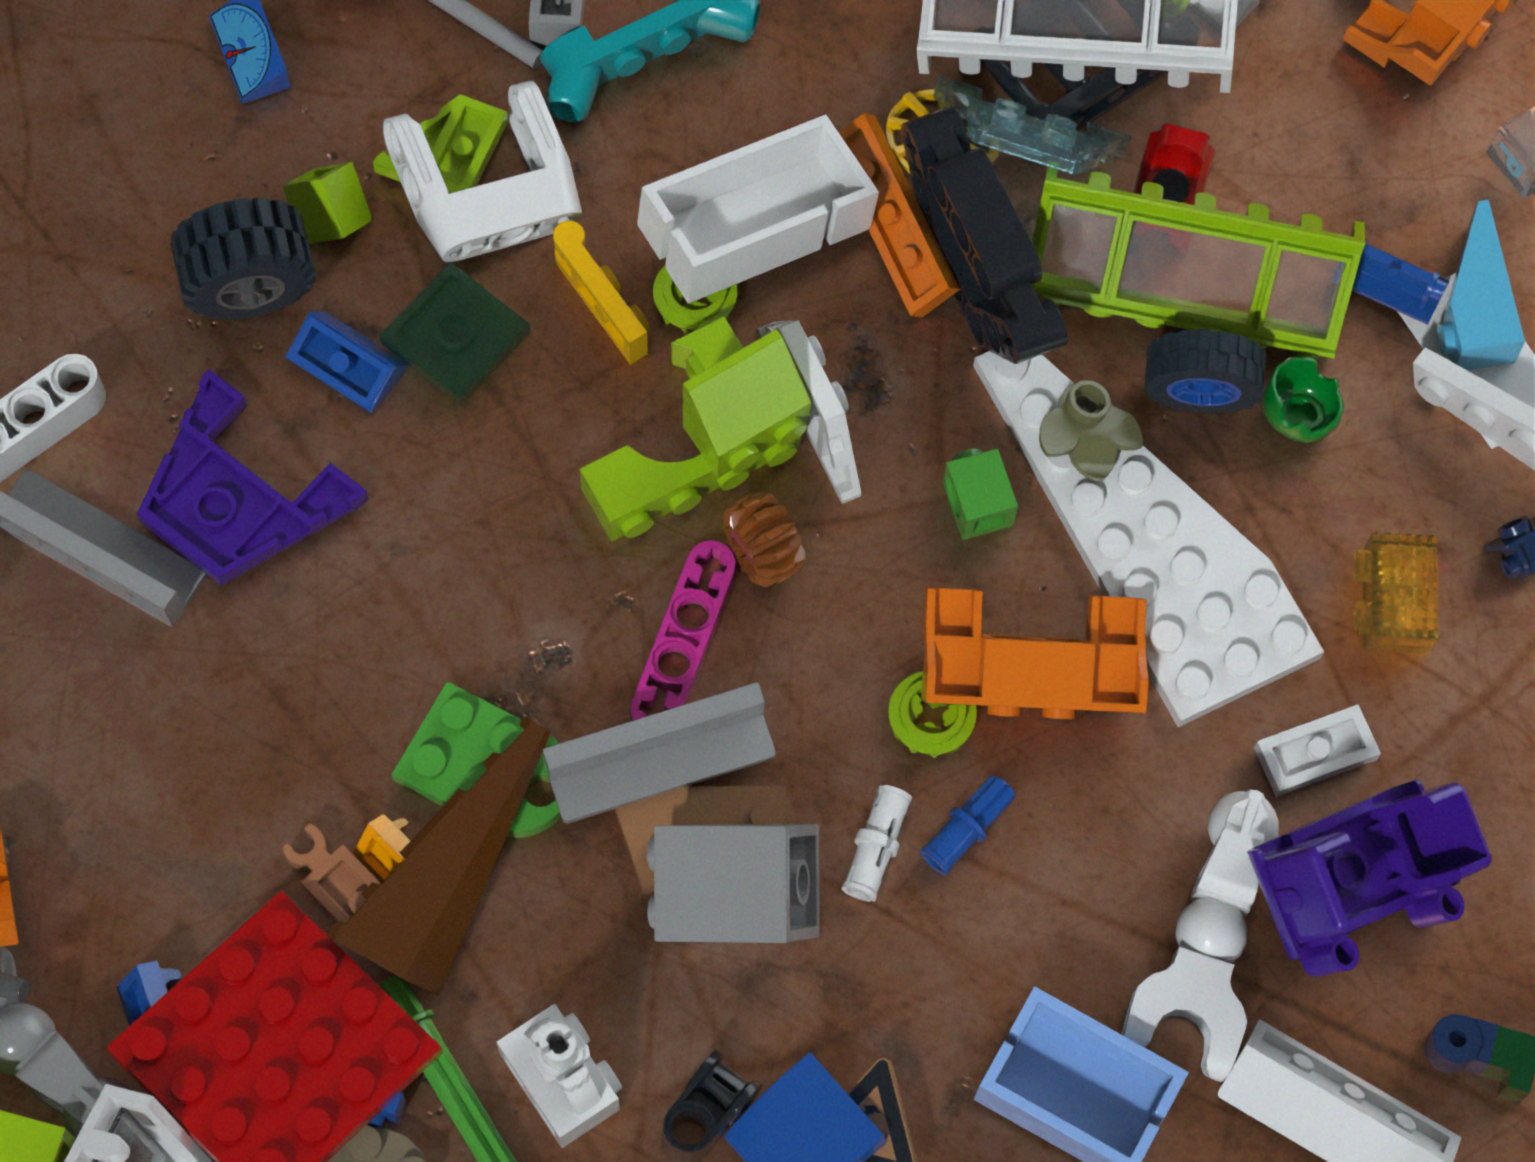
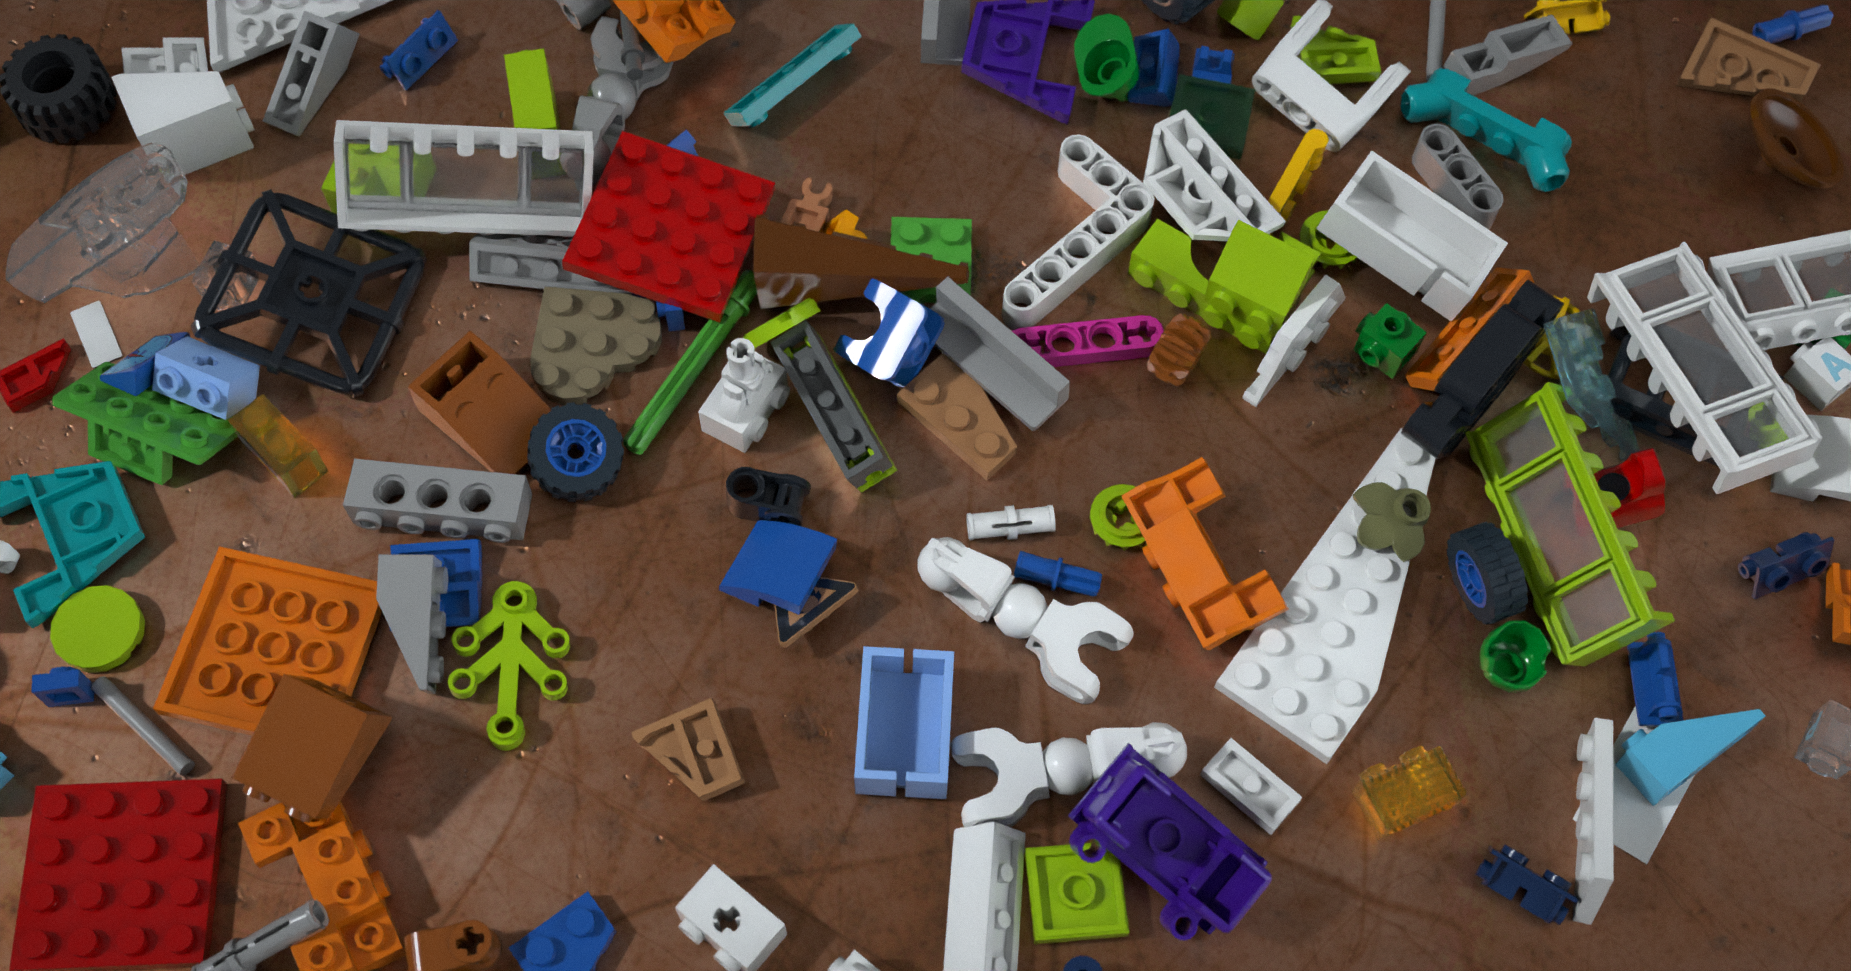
camera: 65 degrees right, 5 degrees down
(112, 793) = (832, 45): none -> teal plate
(314, 405) = (1106, 57): none -> green piece
(386, 291) = (1213, 64): none -> blue tile
(493, 980) = (782, 322): none -> lime tile
(553, 561) = (1110, 215): none -> white beam
(568, 393) = (1202, 183): none -> white wedge
(591, 846) = (902, 340): none -> blue piece
(630, 972) = (833, 407): none -> dark grey piece
(672, 101) = (1456, 174): none -> light grey beam
(735, 883) = (928, 441): light grey slope -> none
(866, 308) = (1388, 340): none -> green brick
(979, 493) = (1301, 473): bright green brick -> none
(1005, 887) = (1020, 611): none -> white piece
(1325, 91) = (1800, 558): none -> dark blue hinge
(1356, 1010) = (1074, 896): none -> lime plate

